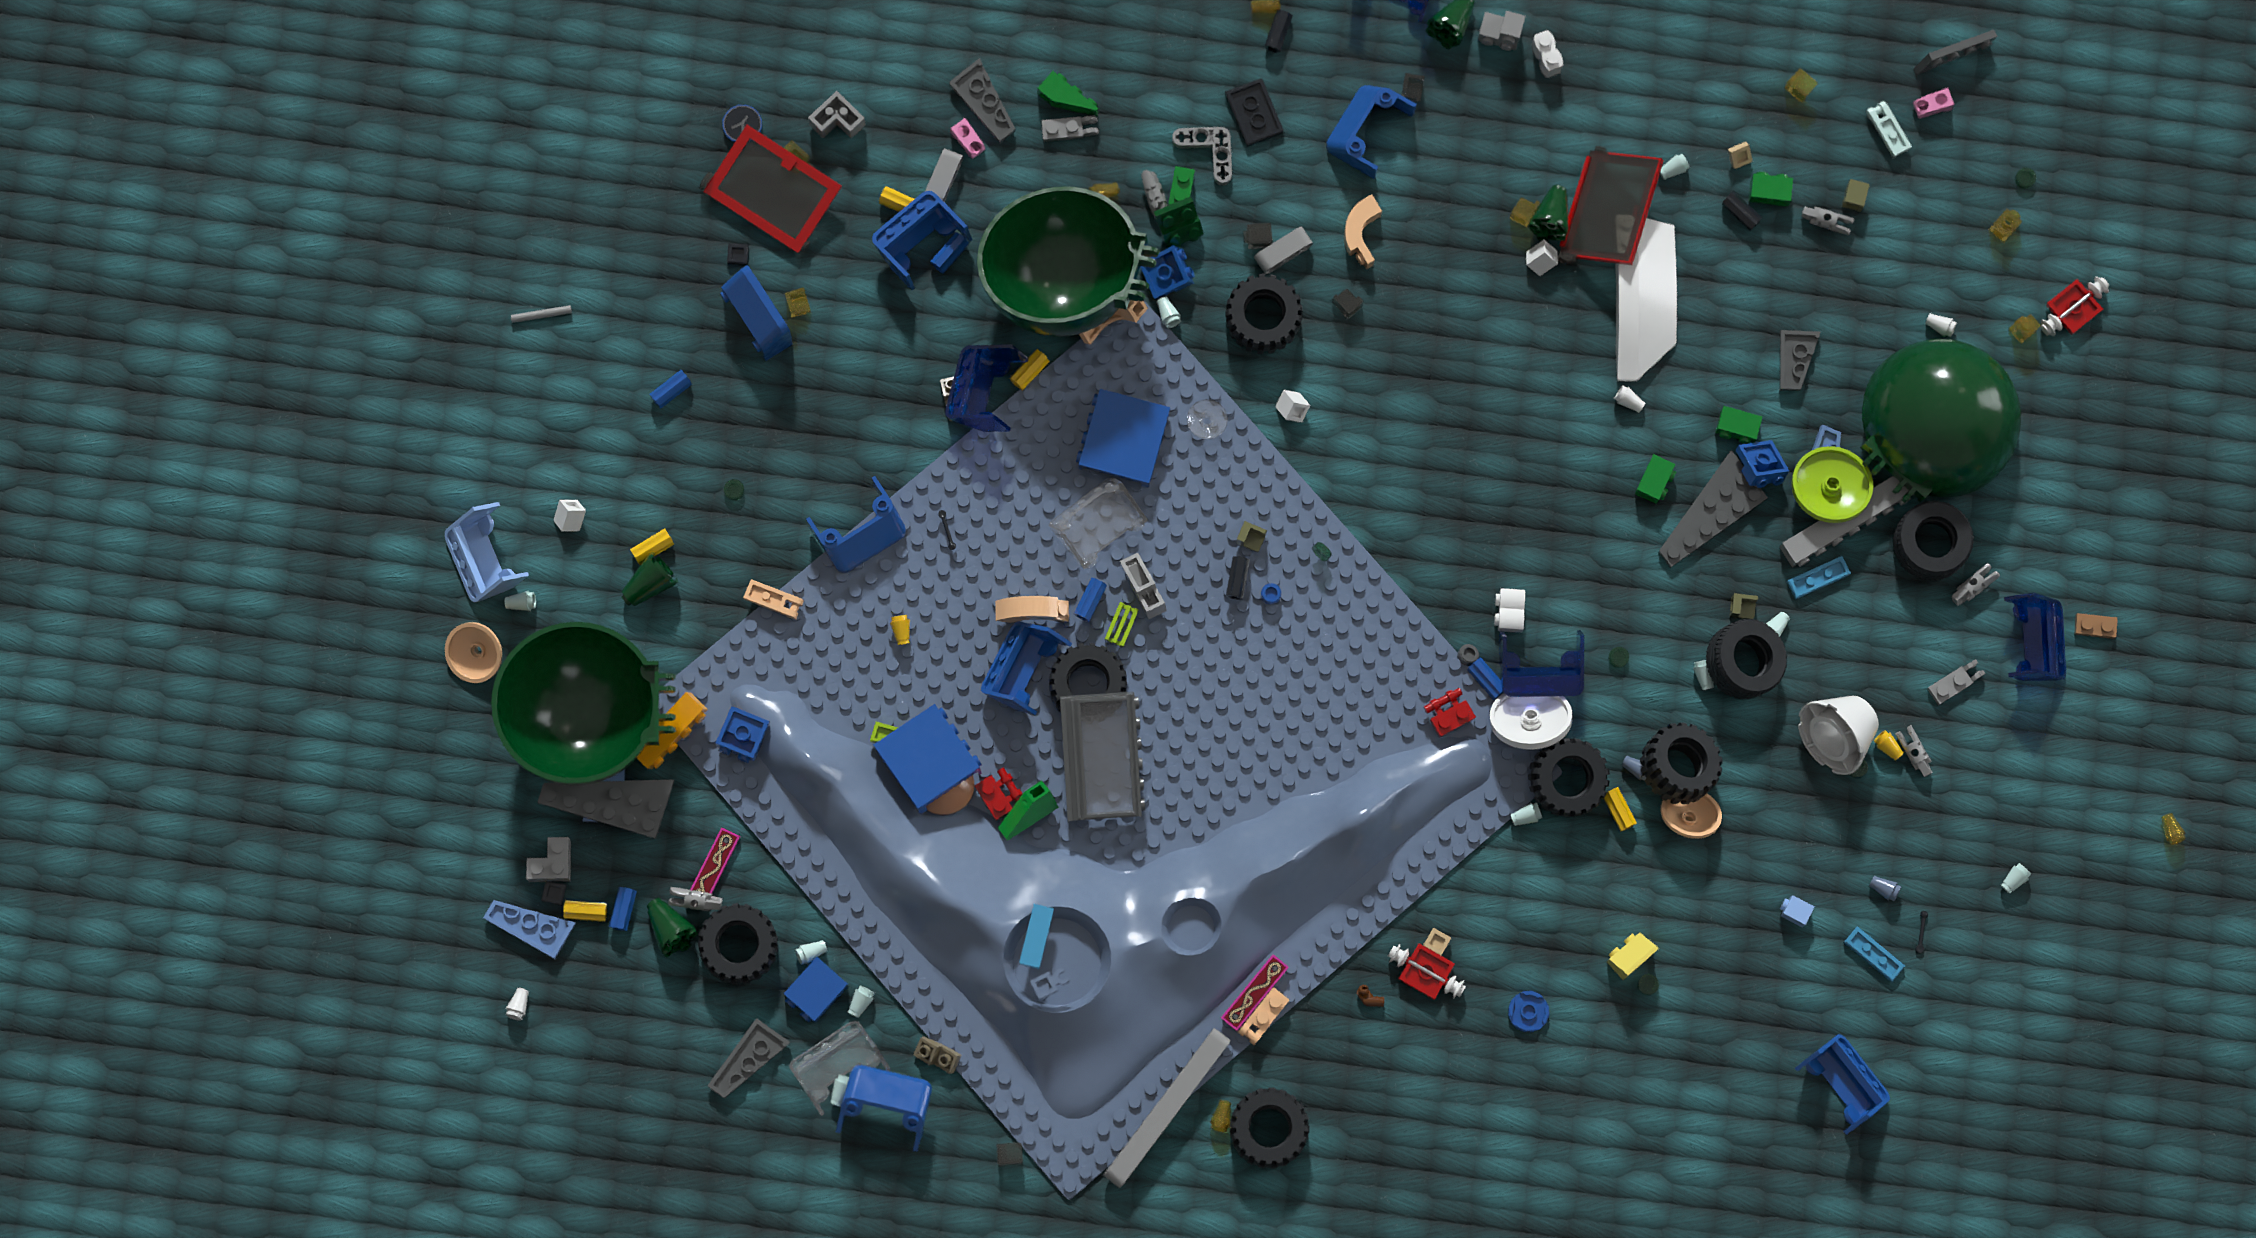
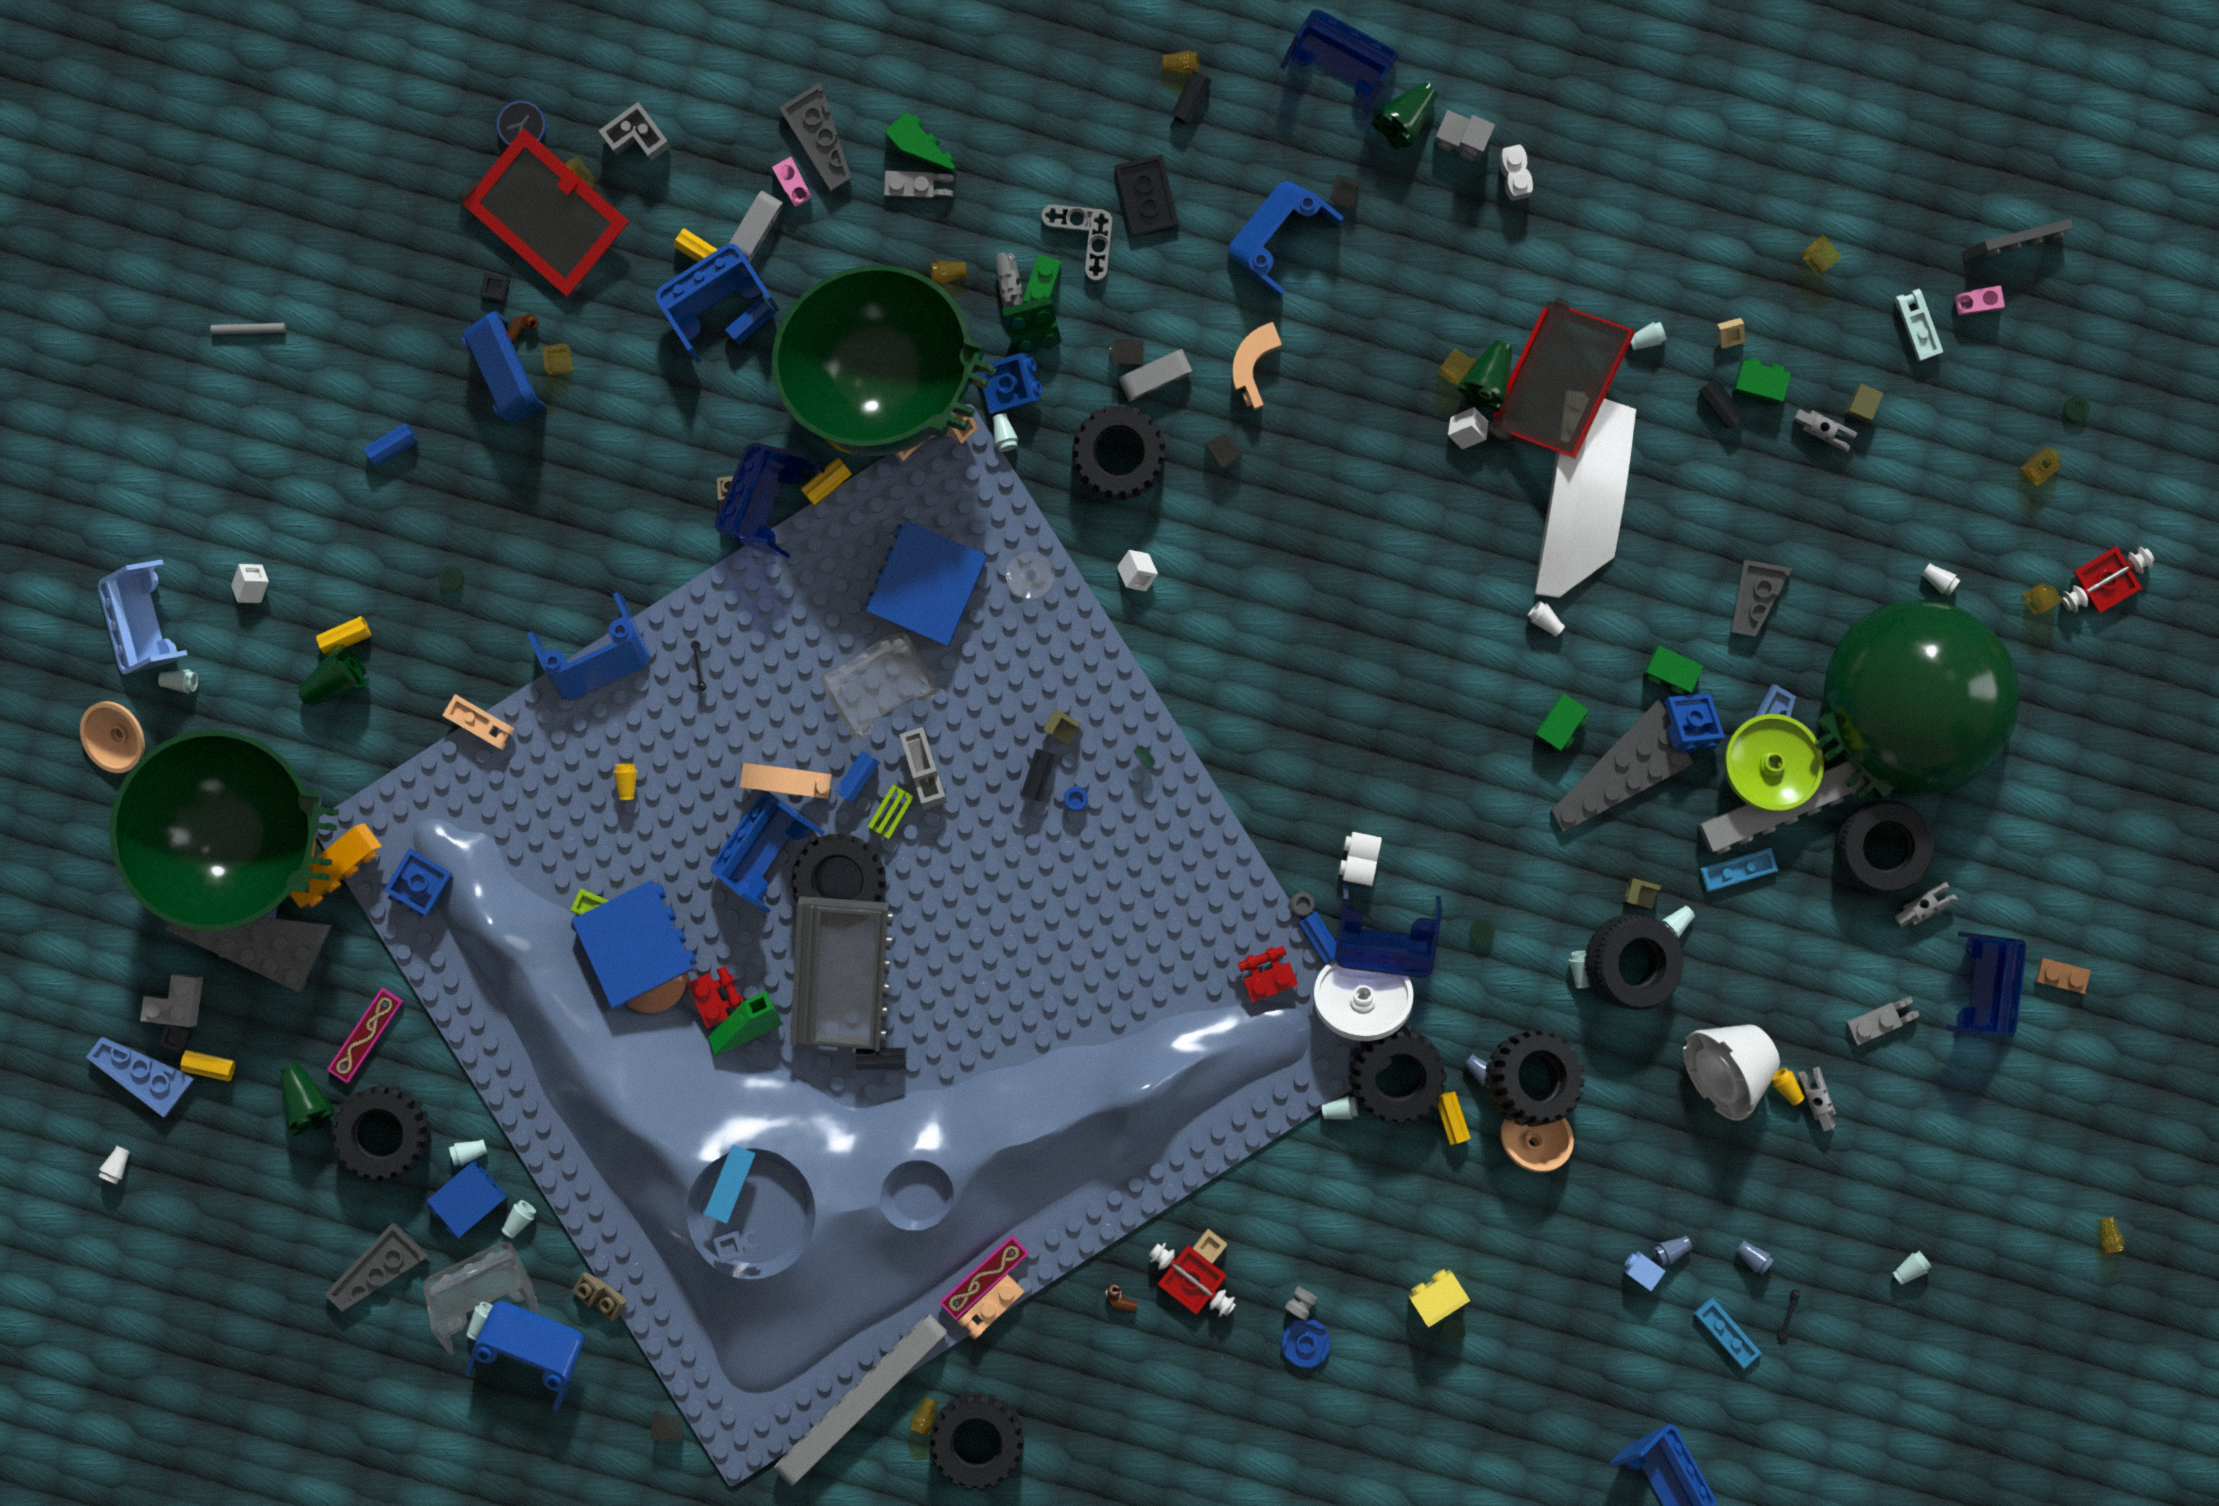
camera: 15 degrees right, 10 degrees up
(622, 909) = (252, 1069): blue axle -> none
(694, 900) = (336, 1072): light grey hinge -> none
(767, 278) = (522, 323): none -> reddish brown arm
(1144, 824) = (884, 1059): none -> black axle
(1519, 977) = (1301, 1303): none -> light grey wheel
(1815, 892) = (1671, 1250): none -> sand blue cone

